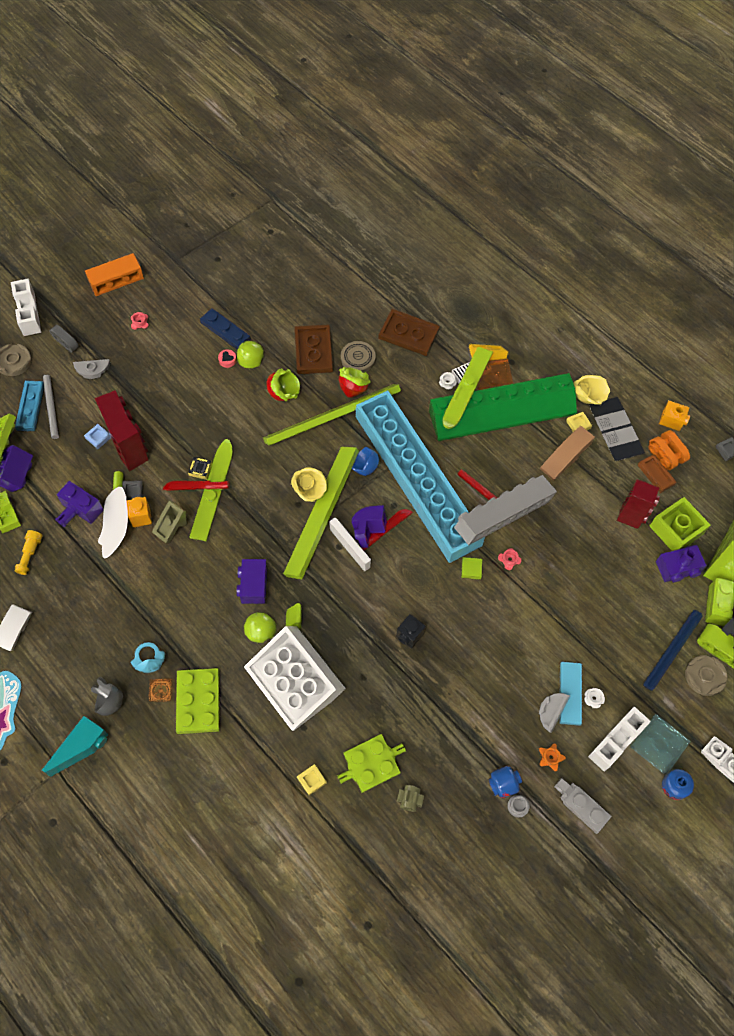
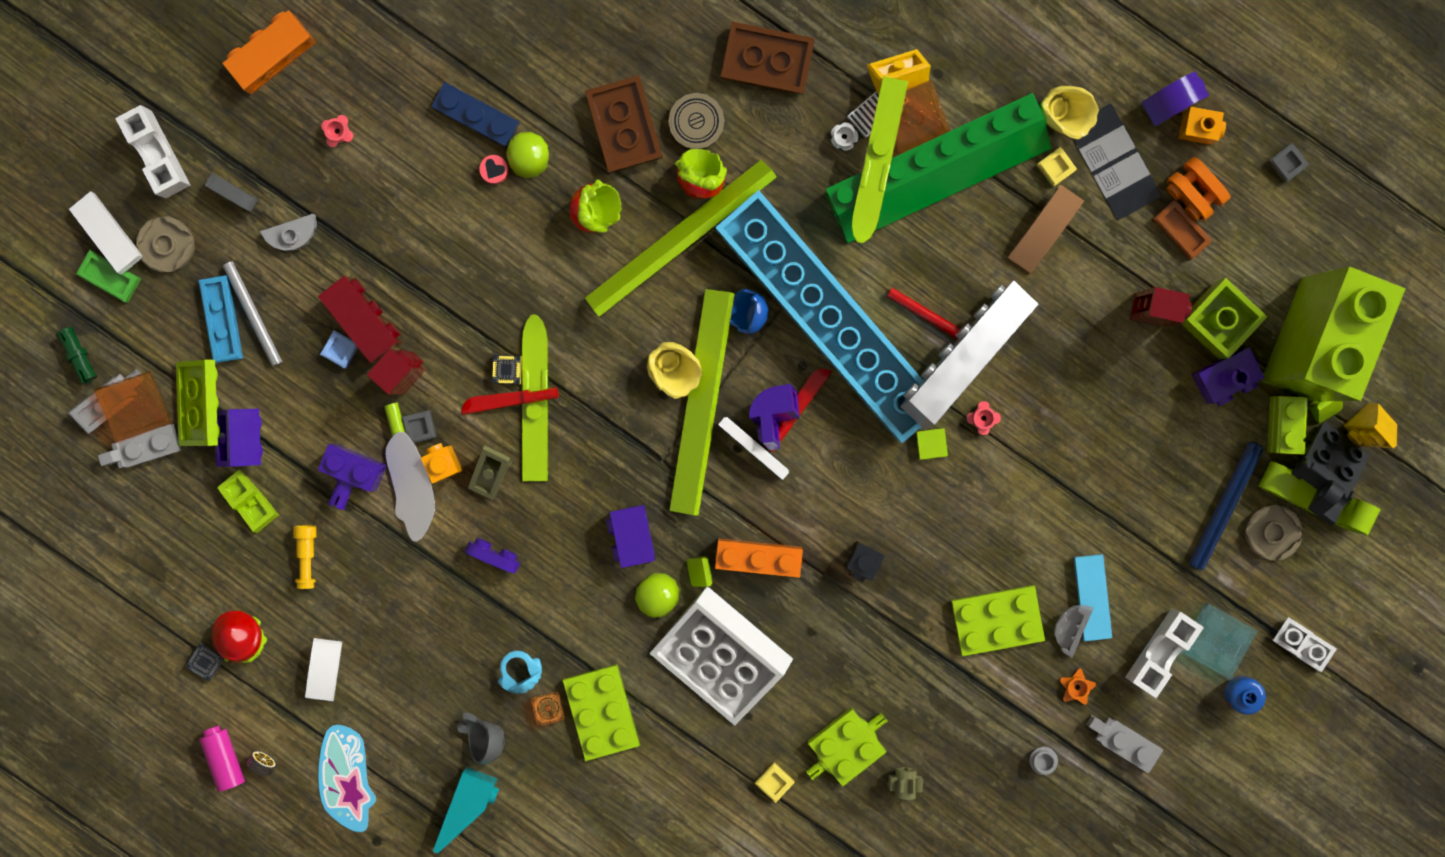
camera: 10 degrees left, 25 degrees up
(149, 573) = (504, 560): none -> dark purple plate
(336, 614) = (759, 557): none -> orange brick
(499, 695) = (997, 620): none -> lime plate
(505, 782) = (1022, 737): blue head -> none
(594, 693) = (1132, 600): white plate -> none
(658, 395) = (1175, 98): none -> dark purple brick

